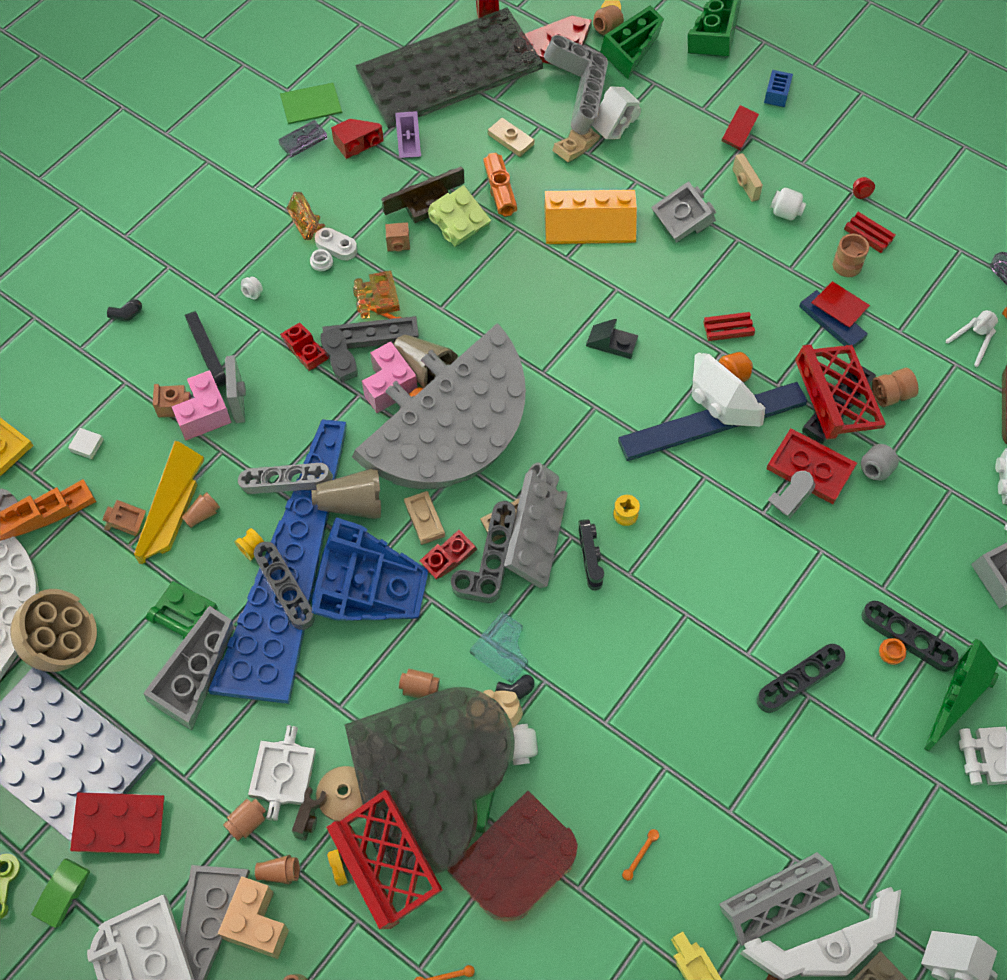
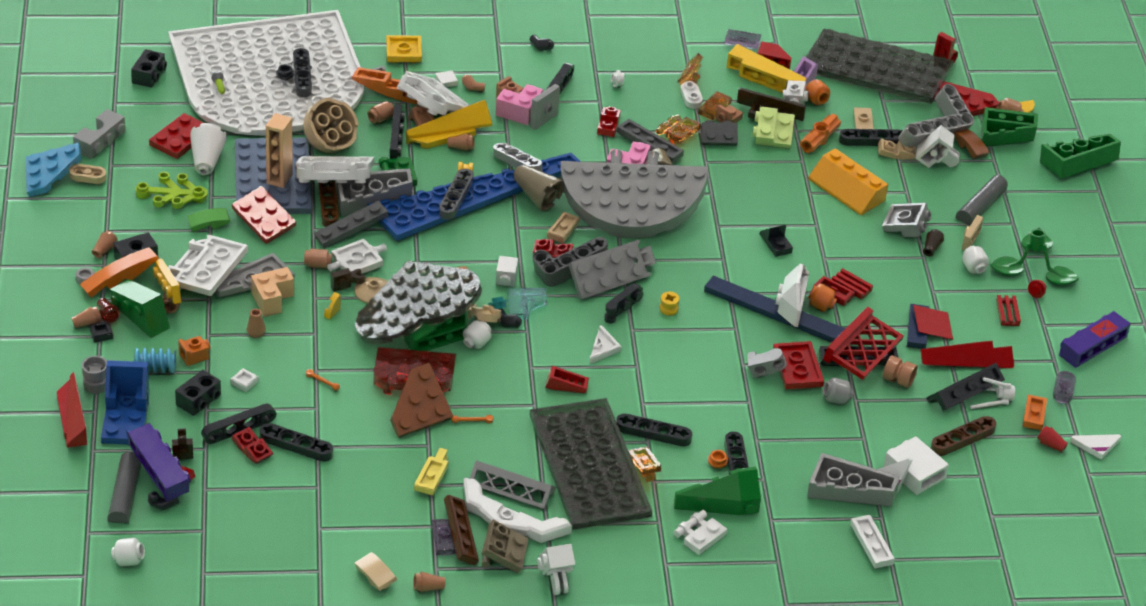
camera: 45 degrees right, 20 degrees down
(59, 737) = (279, 150): none -> light nougat brick
(74, 553) = (381, 112): none -> nougat brick
(108, 482) = (430, 94): none -> white plate
(117, 559) = (397, 131): none -> black plate
(118, 426) = (471, 84): none -> nougat arm
(131, 688) = (333, 168): none -> white plate
(157, 726) = (328, 201): none -> reddish brown beam
(224, 735) = (351, 224): none -> dark grey plate
(278, 870) = (308, 287): nougat cone -> none
(310, 103) = (774, 29): bright green window -> none
(321, 255) = (672, 95): white plate -> none
(337, 351) = (617, 132): dark grey brick -> none
(366, 578) = (499, 222): blue wedge -> none
(367, 158) = (760, 69): none -> yellow wedge
(367, 877) = (343, 312): red fence -> none
(370, 236) = (709, 108): none -> clear orange plate
(418, 266) = (719, 133): none -> dark grey bracket
(430, 160) = (796, 92): none -> white brick
(442, 141) = (818, 92): none -> orange head
(445, 630) = (506, 271): none -> white brick
(486, 679) = (498, 302): none -> teal plate
(537, 145) = (853, 137): none -> black beam
(585, 902) = (420, 403): none -> dark orange plate
(630, 81) = (972, 142): none -> dark orange slope
(633, 621) = (604, 346): none -> white tile
(648, 718) = (566, 381): none -> red slope
(704, 134) = (982, 199): none -> dark grey brick
(726, 349) = (842, 293): none -> red tile
(731, 216) = (933, 242): none -> dark brown cone
(740, 127) = (1008, 209): red slope -> none
(778, 88) = (1066, 213): blue slope -> none
(796, 138) = (1036, 241): none -> green plant
(809, 787) = (590, 463): none -> clear smoke plate
(850, 255) = (972, 305): nougat wheel -> none
(851, 729) = (645, 462): none -> clear orange plate
(907, 310) = (969, 354): none -> red wedge
(960, 348) = (966, 387): none -> black fence
(967, 199) = (1094, 339): none -> dark purple brick

